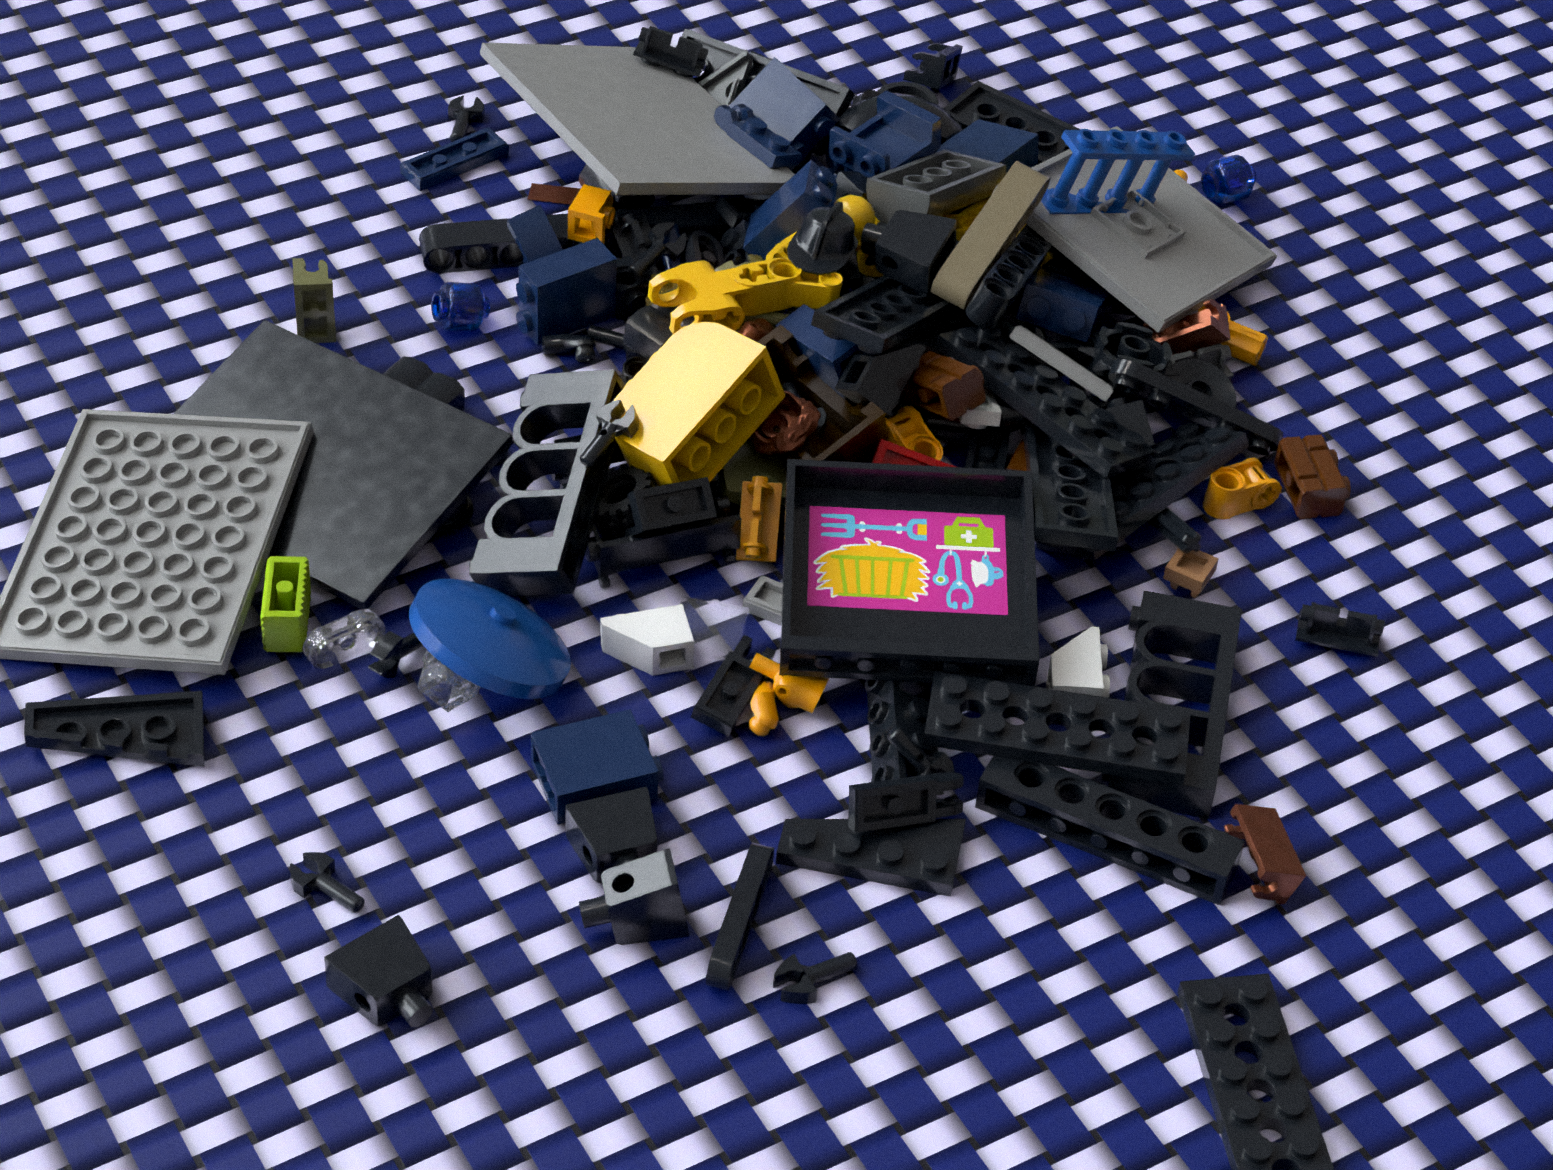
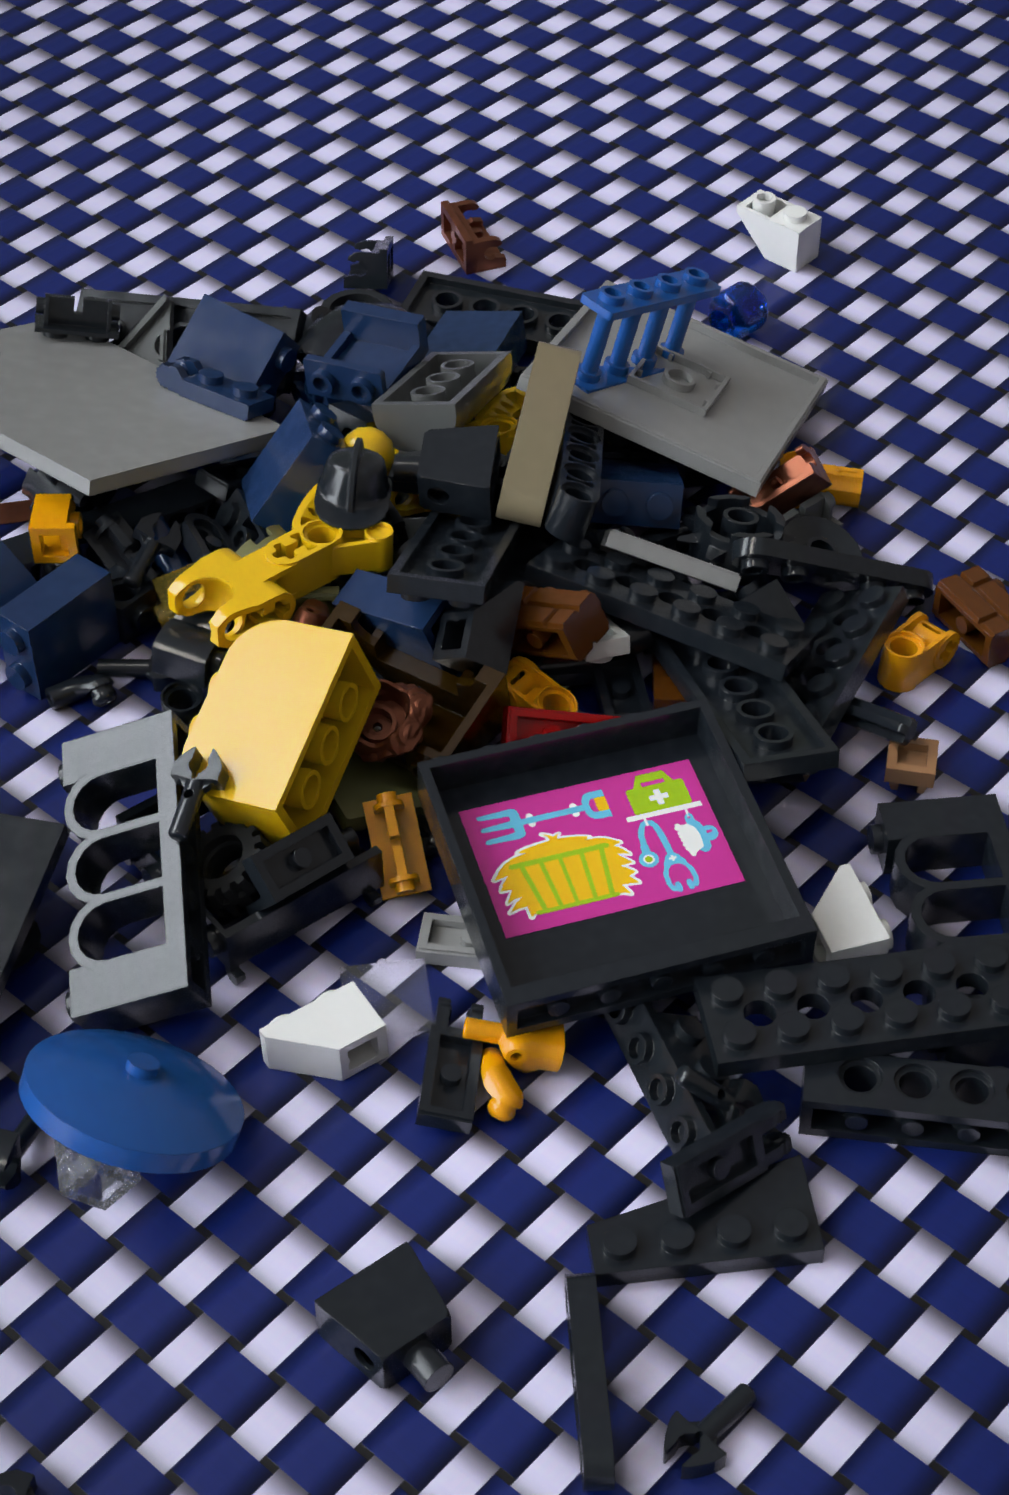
camera: 15 degrees left, 0 degrees up
(594, 760) = (322, 1227): dark blue brick -> none
(639, 901) = (459, 1405): black torso -> none
(1032, 62) = (469, 239): none -> copper hinge
(1300, 119) = (781, 230): none -> white slope

